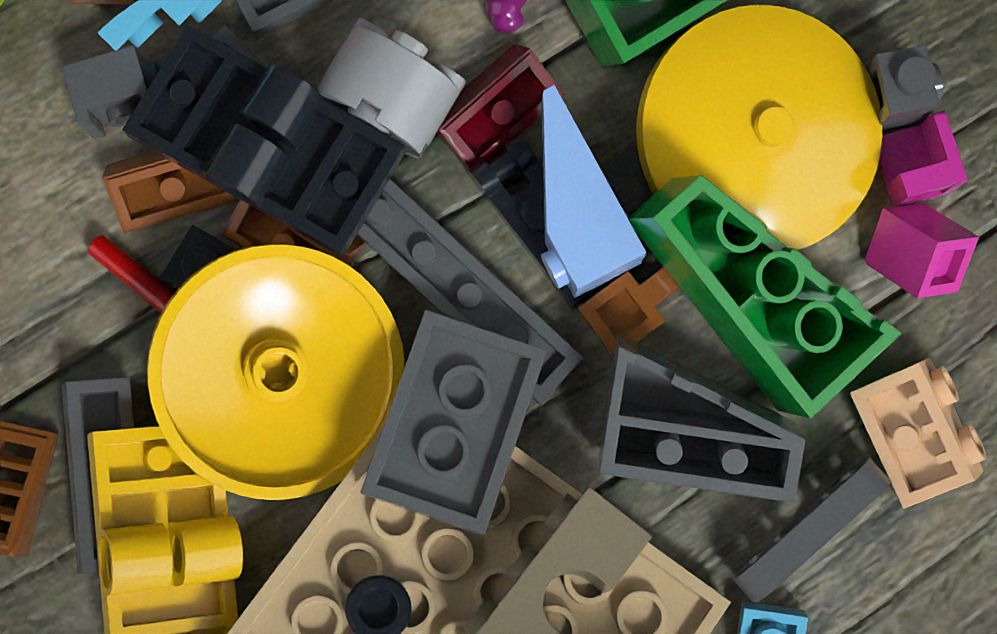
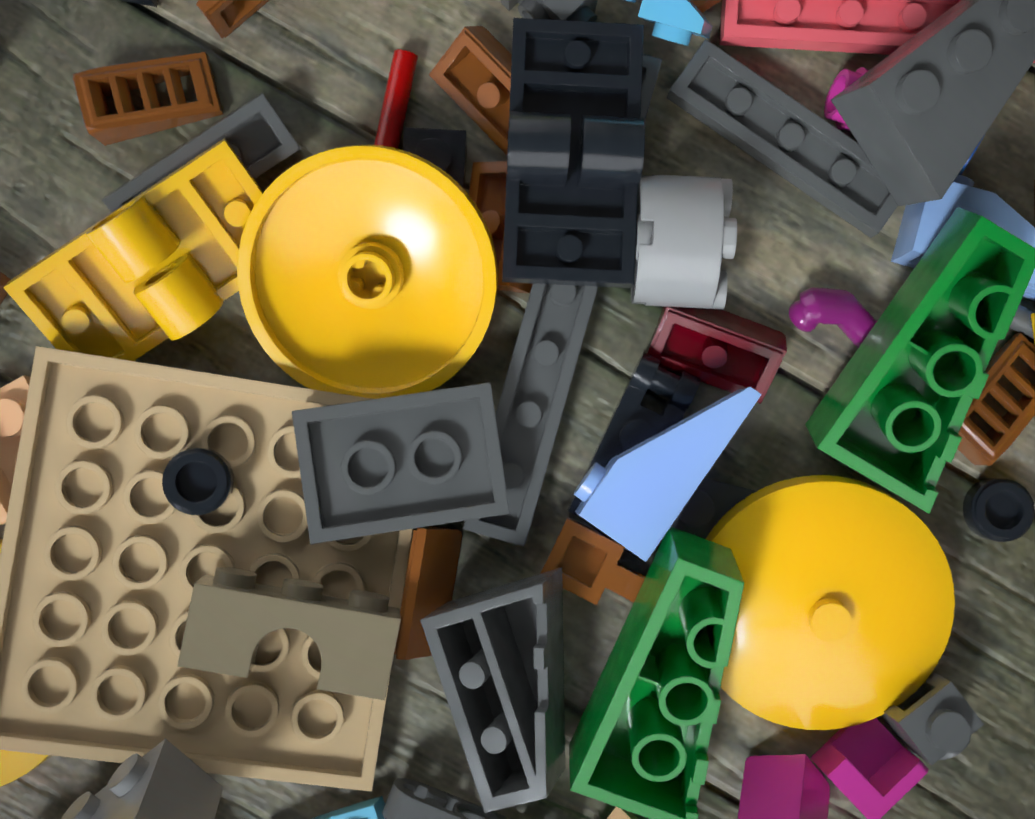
camera: 60 degrees right, 5 degrees up
(574, 460) = (427, 585): none -> dark orange slope

